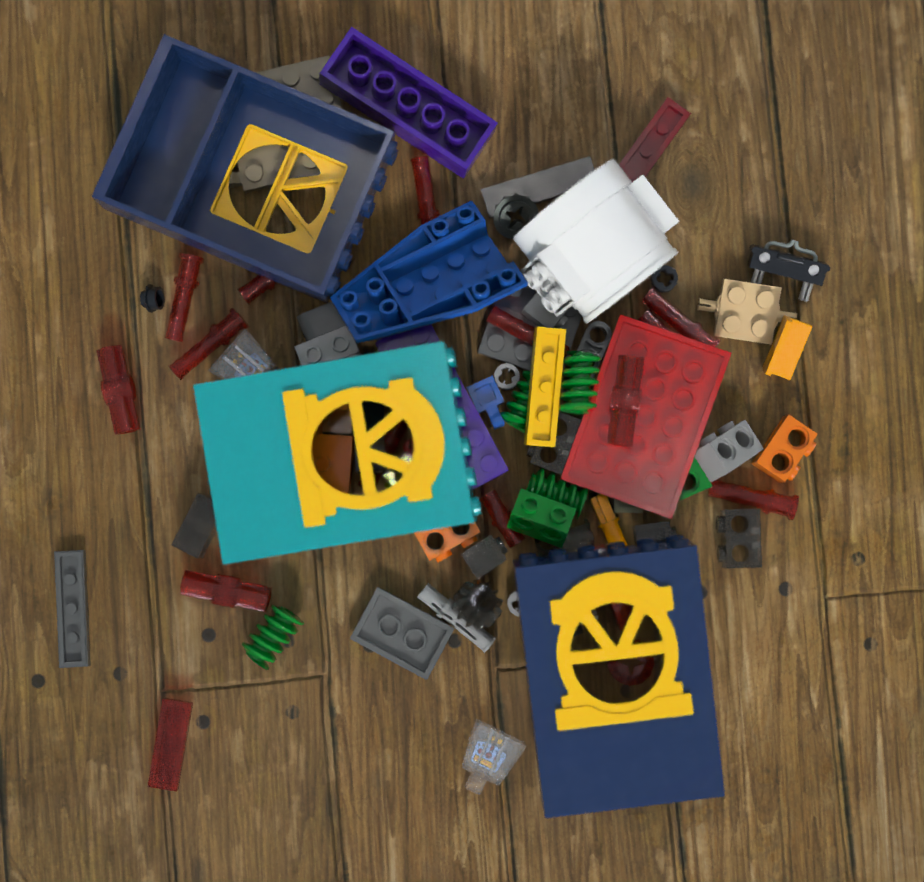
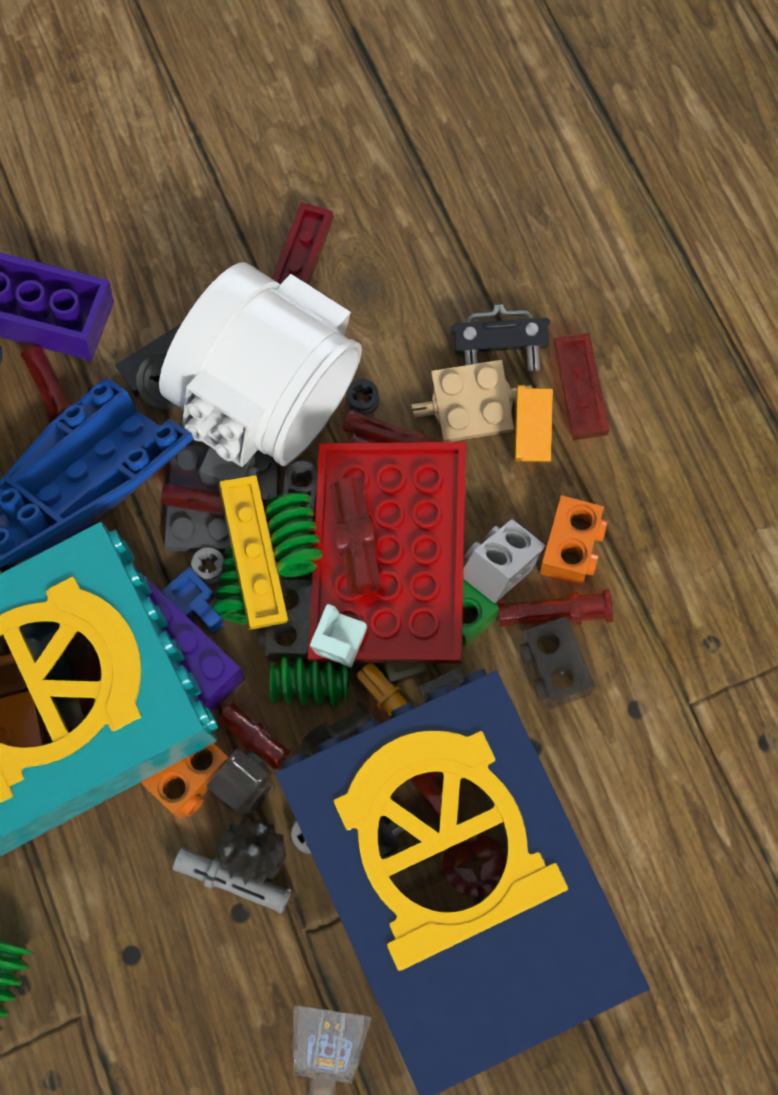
camera: 15 degrees left, 15 degrees down
(402, 633) = (167, 923): dark grey plate -> none
(541, 518) = (297, 713): green brick -> none
(589, 473) = (338, 636): none -> light aqua panel
(835, 326) = (581, 386): none -> clear red plate

